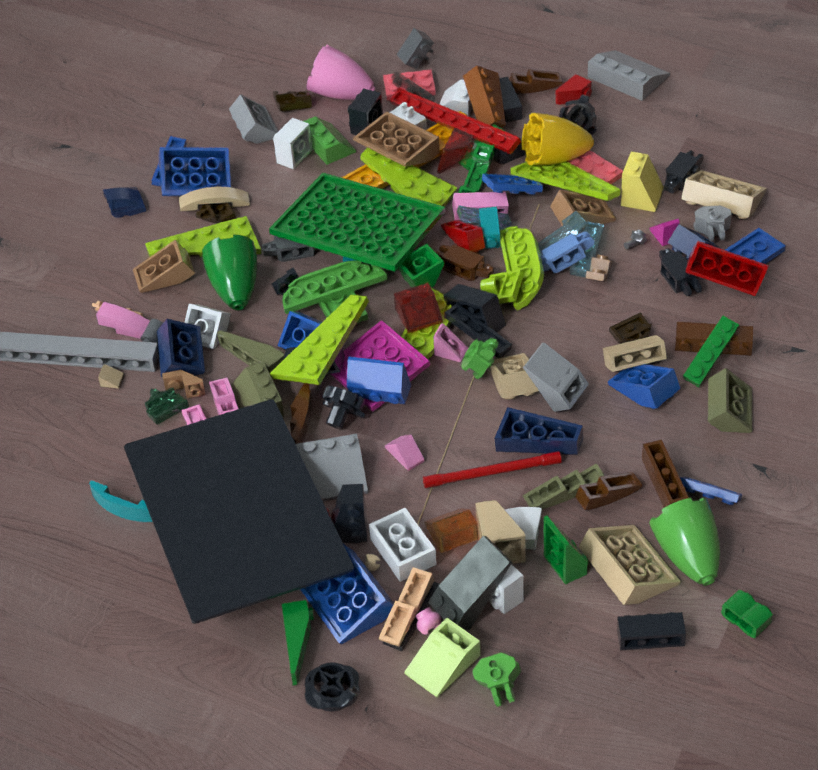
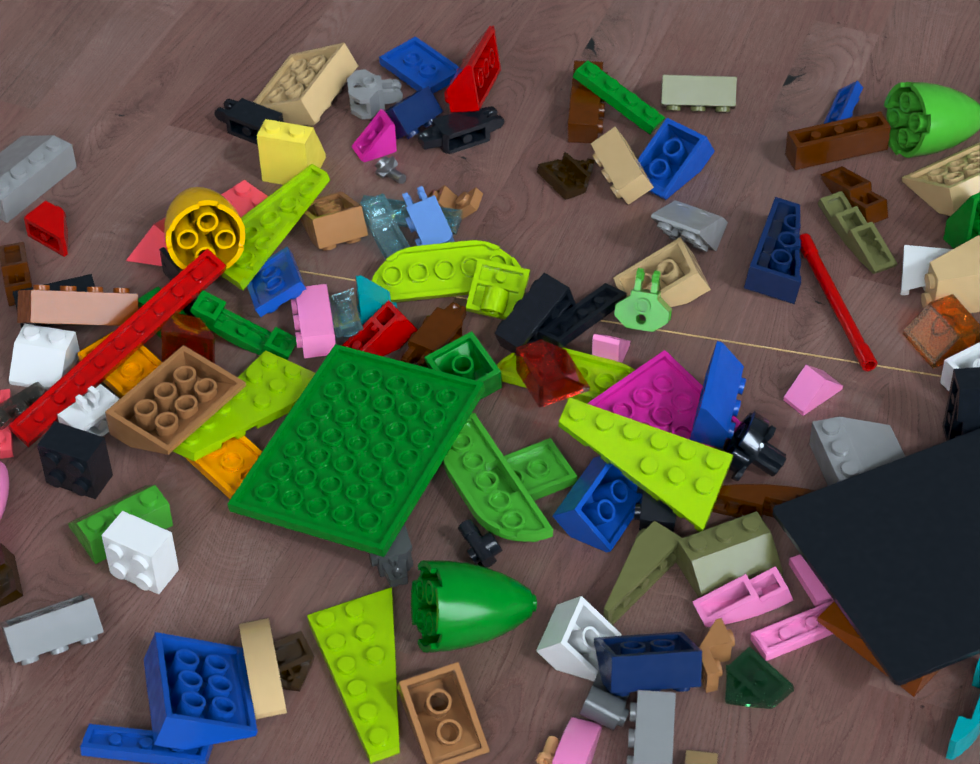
camera: 95 degrees left, 0 degrees up
(581, 114) = (126, 212): black piece -> none

